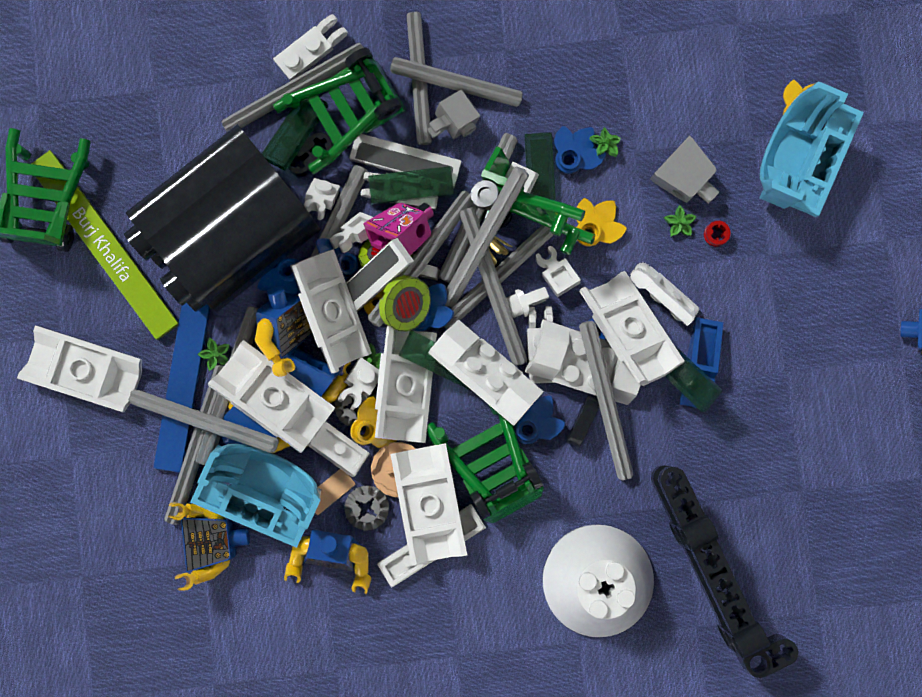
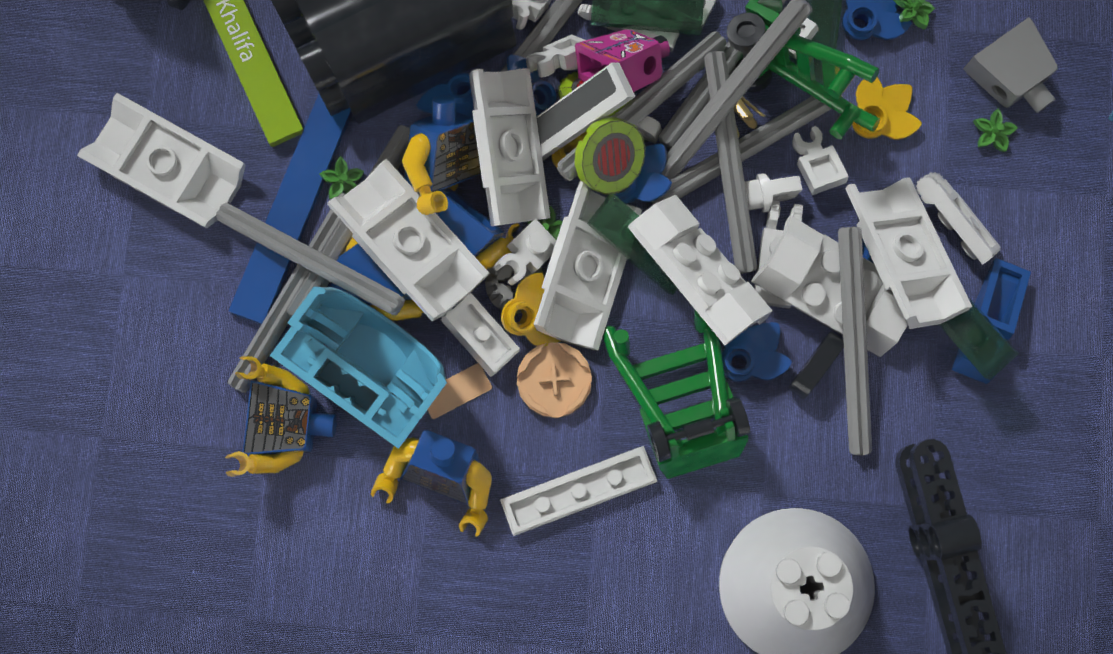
camera: 15 degrees right, 5 degrees down
(365, 494) = (499, 440): light grey gear -> none
(428, 504) = (587, 431): white piece -> none
(709, 231) = (1051, 147): red bush -> none

